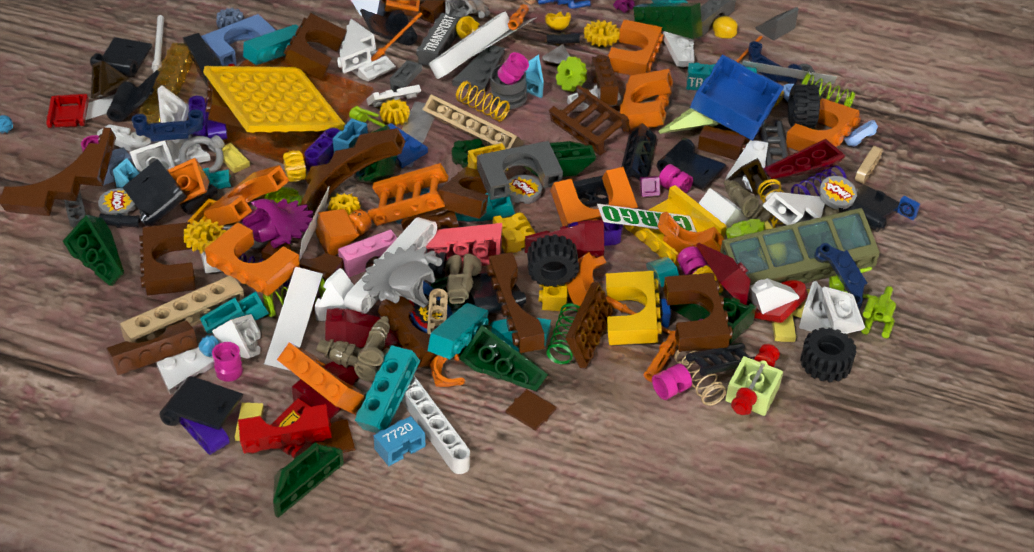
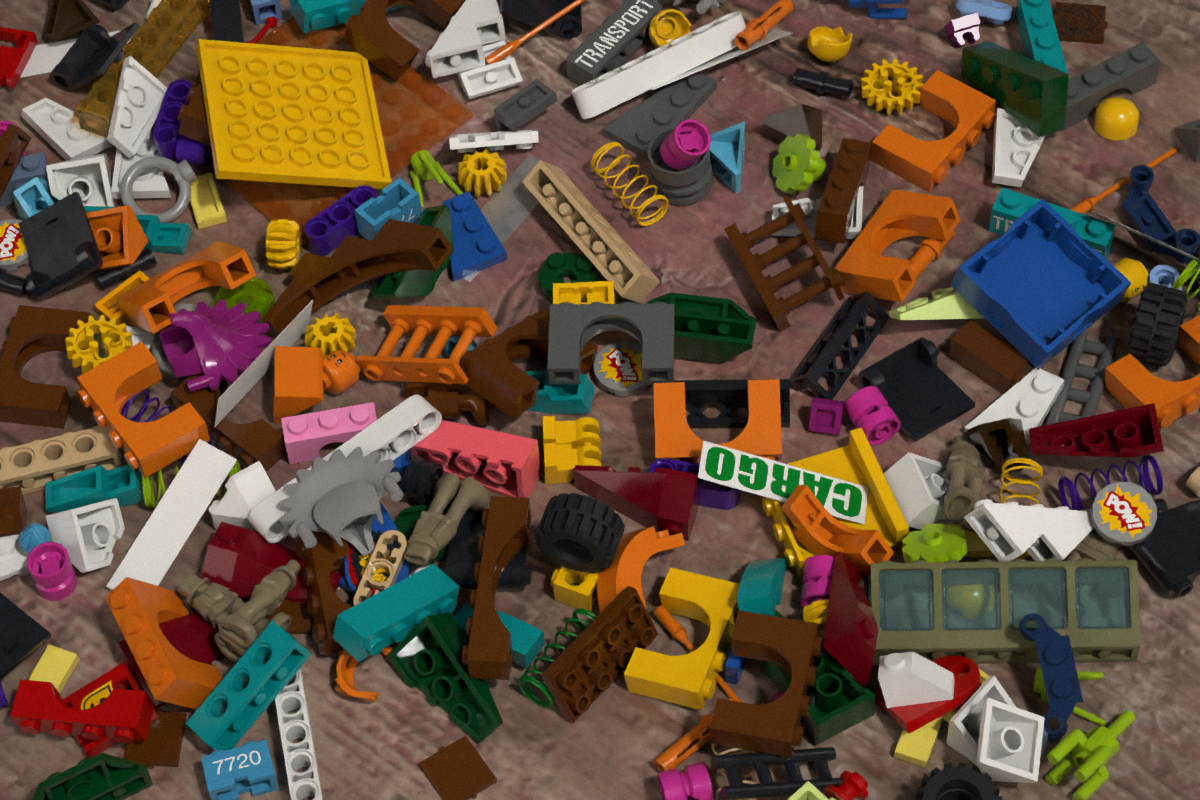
camera: 25 degrees right, 10 degrees up
(168, 130) = (115, 141): dark blue plate -> none

